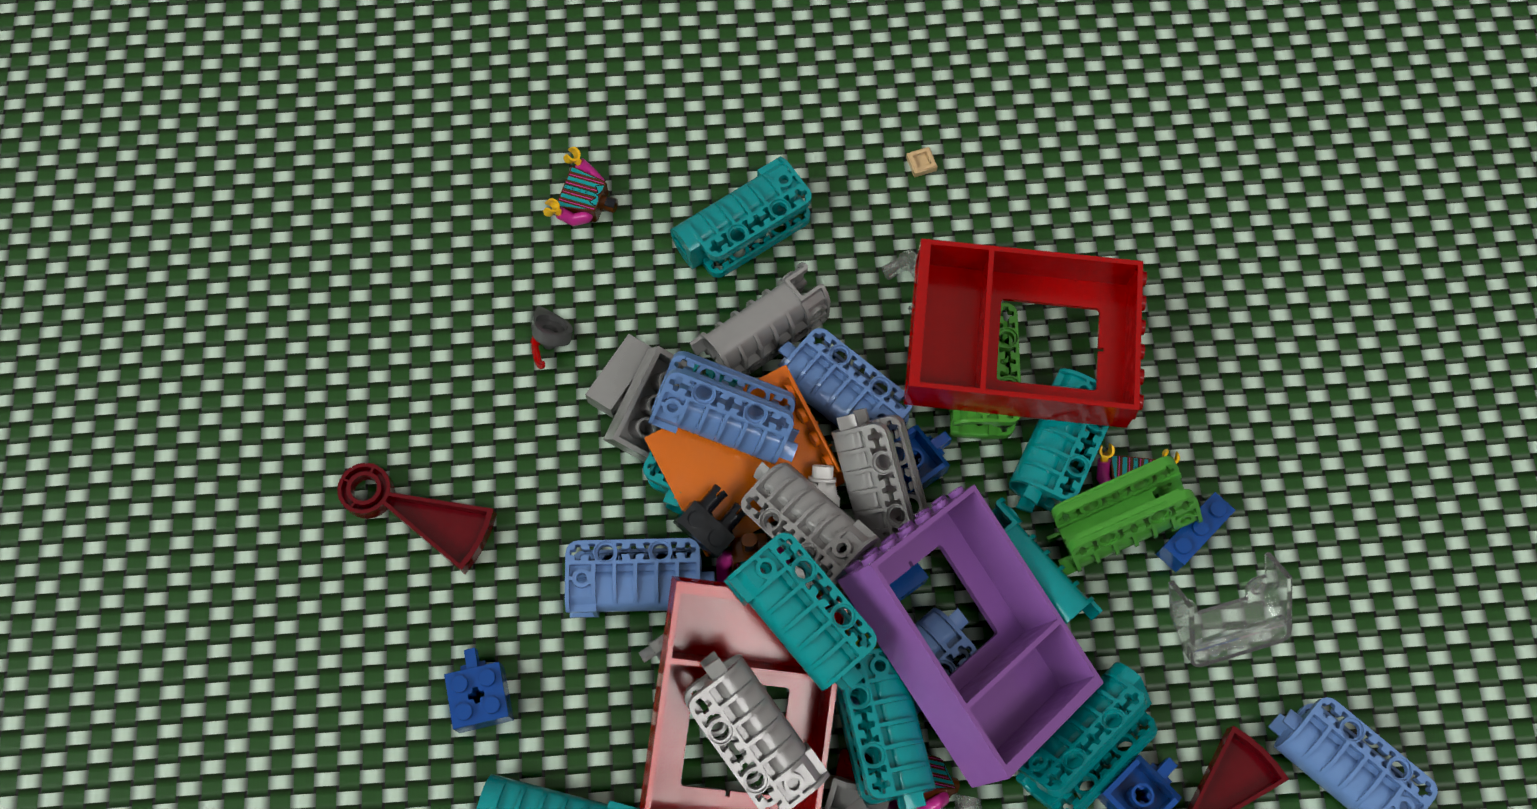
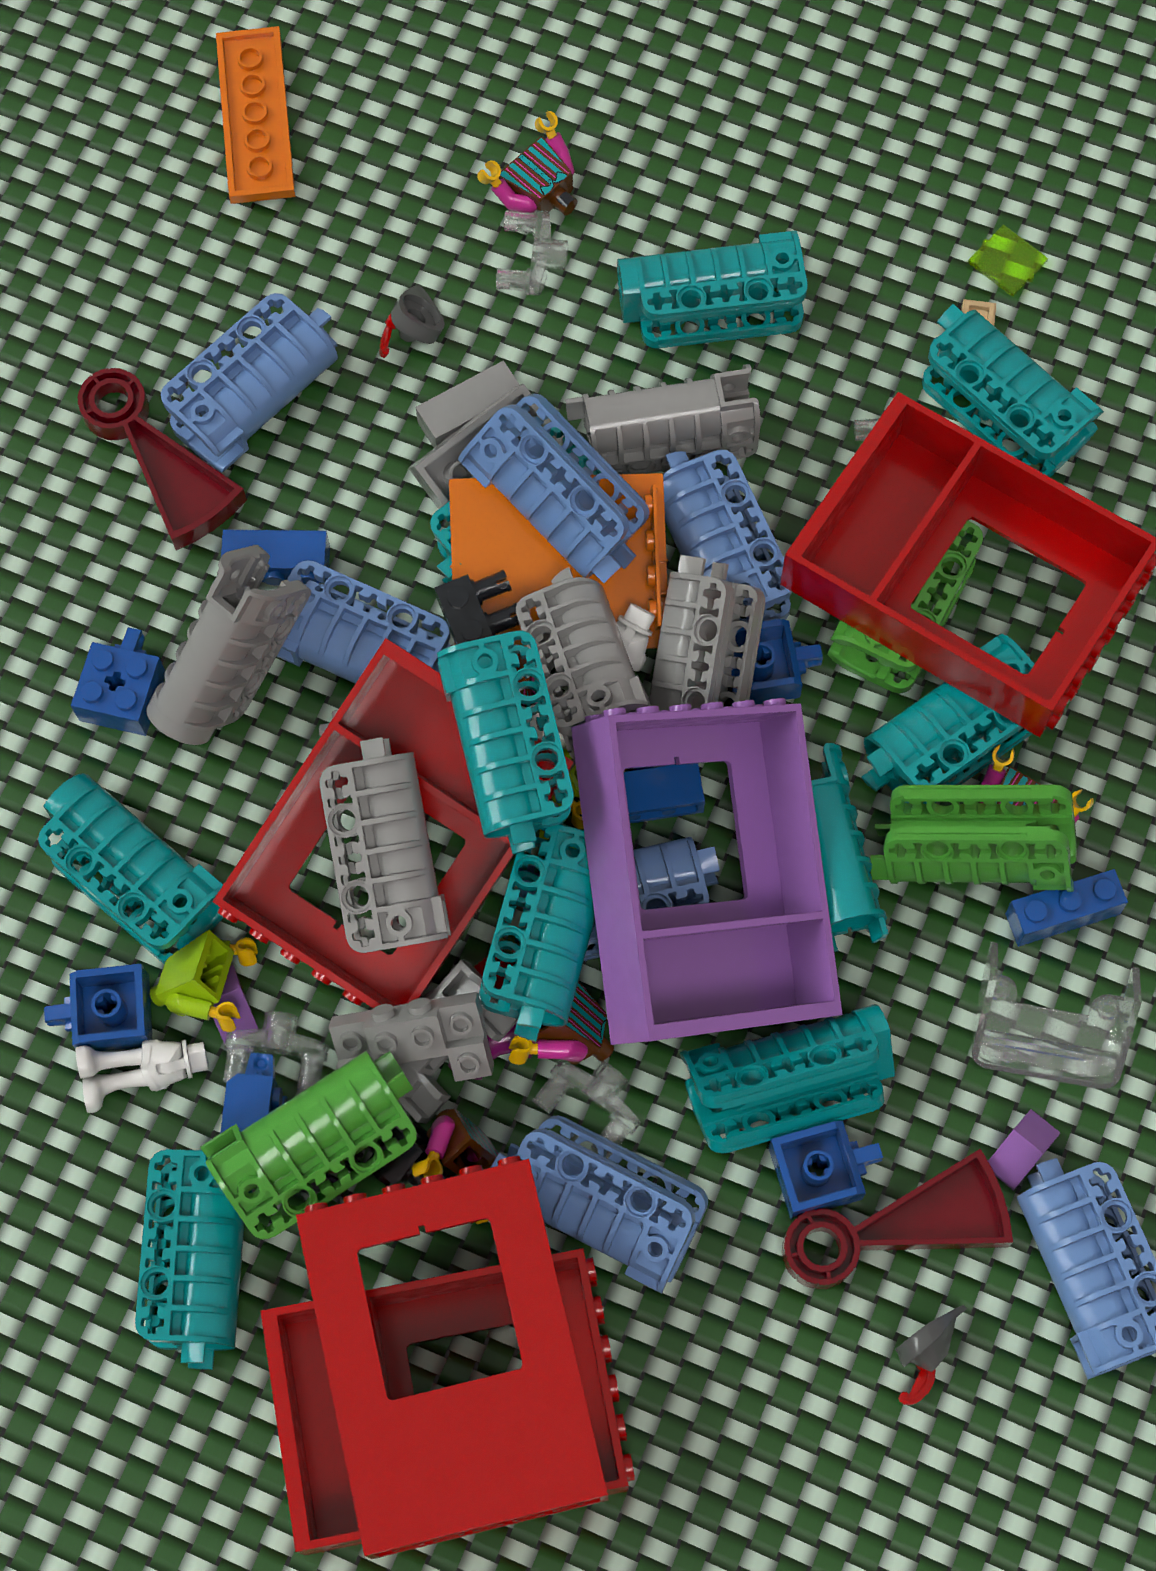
camera: 30 degrees right, 0 degrees up
(360, 237) = (255, 115): none -> orange plate
(459, 430) = (251, 383): none -> medium blue piece
(538, 546) = (285, 550): none -> blue brick
(547, 638) = (226, 649): none -> light grey piece
(616, 246) = (546, 253): none -> clear connector
(919, 114) = (1007, 260): none -> clear neon green piece
(970, 202) = (1007, 391): none -> teal piece
(1256, 709) = (1022, 1149): none -> medium lavender slope

